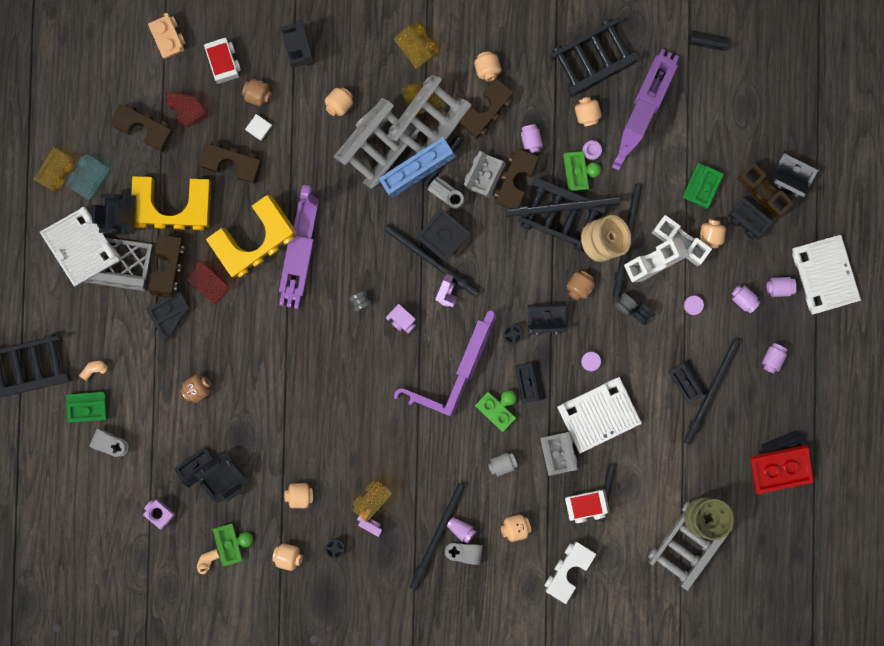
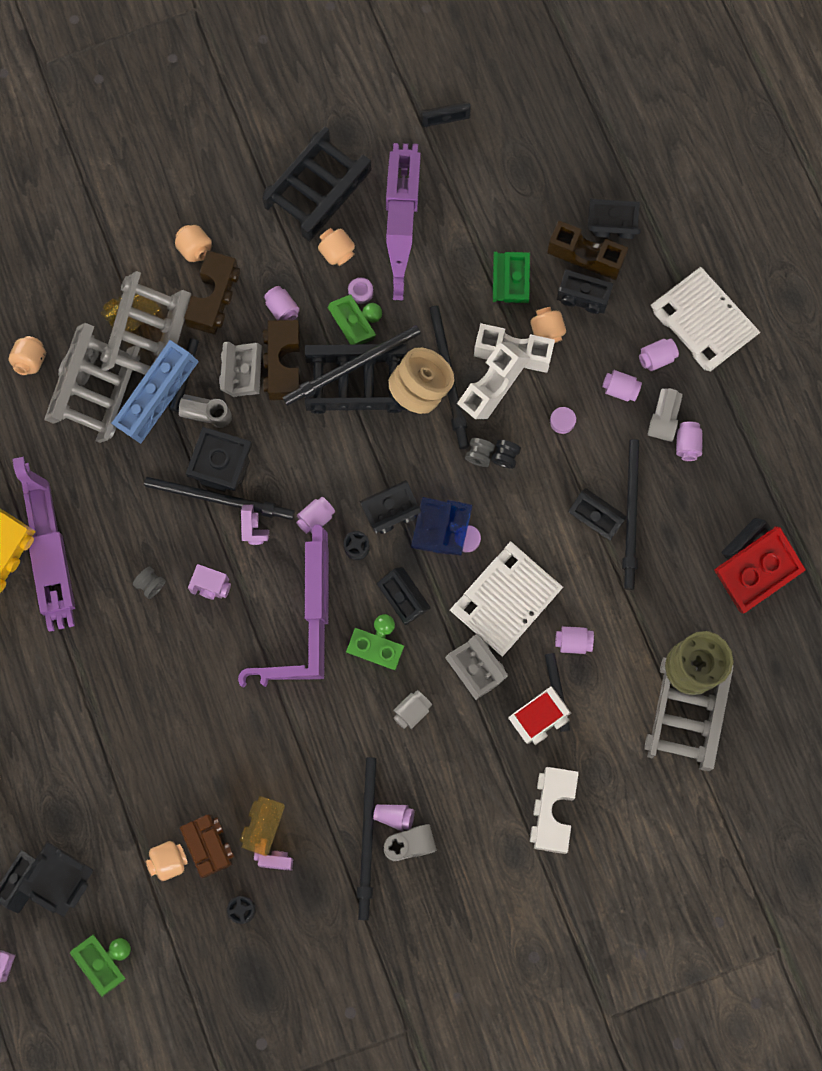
camera: 25 degrees left, 10 degrees down
(206, 560) = (77, 999): light nougat arm -> none
(287, 557) = (182, 947): light nougat head -> none
(329, 497) = (207, 845): none -> reddish brown brick
(416, 44) = (96, 253): clear yellow bracket -> none
(493, 301) = (315, 513): none -> lavender brick
(516, 528) = (462, 783): light nougat head -> none
(576, 346) = (441, 526): none -> clear blue slope
(580, 285) = (415, 452): medium nougat head -> none
(633, 463) = (574, 640): none -> lavender brick
(763, 336) = (664, 421): none -> light grey piece

